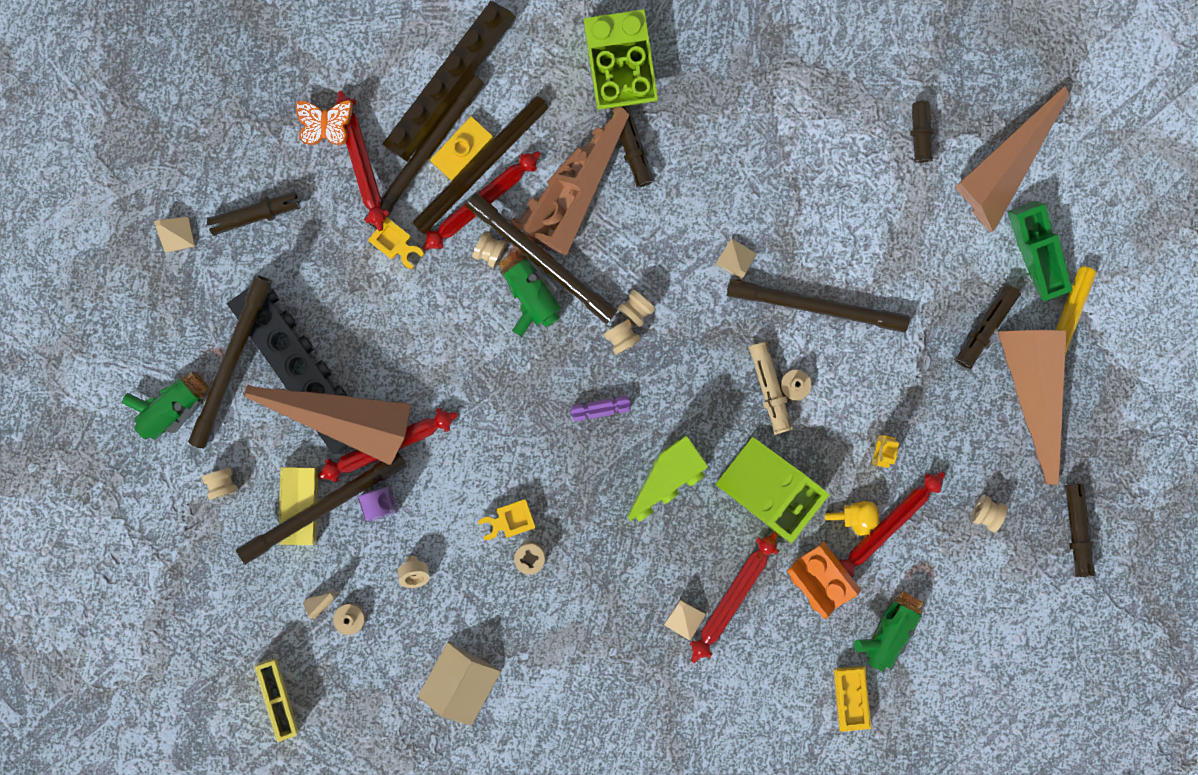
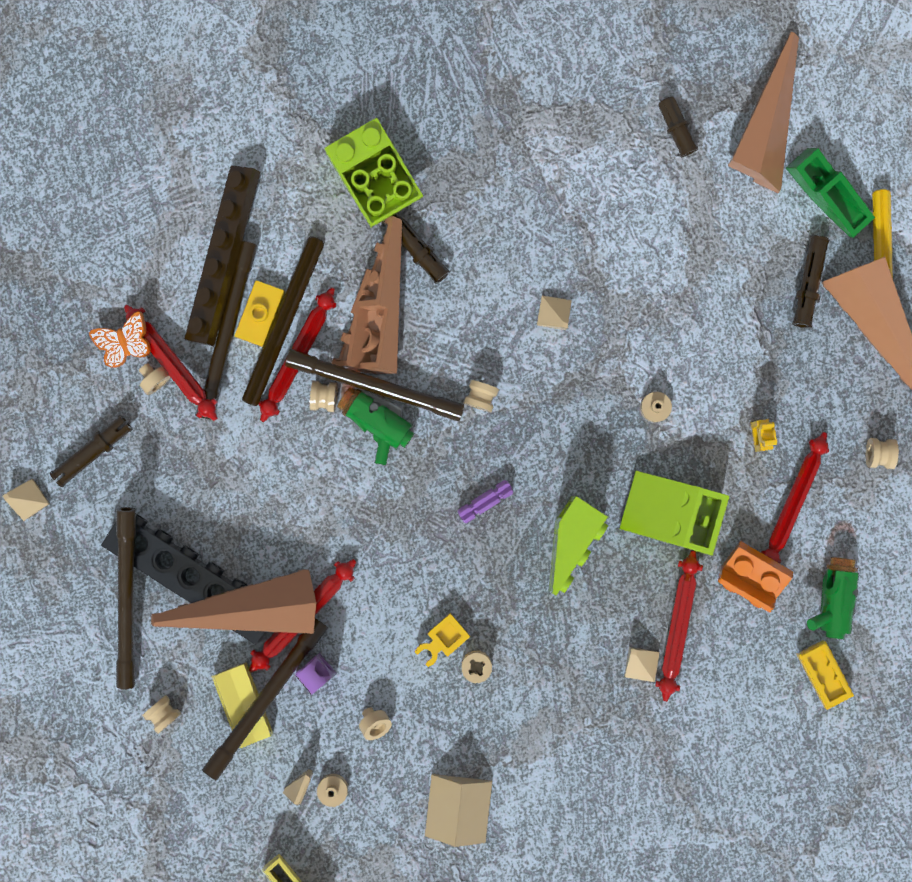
camera: 15 degrees left, 0 degrees up
(170, 408) = (87, 663): green piece -> none
(338, 170) = (153, 379): none -> tan tile
(394, 241) = (231, 425): yellow plate -> none
(622, 337) = (479, 427): tan wheel -> none
(770, 388) = (634, 419): tan pin -> none
(861, 515) = (764, 503): yellow piece -> none
(881, 319) = (711, 314): dark brown piece -> none

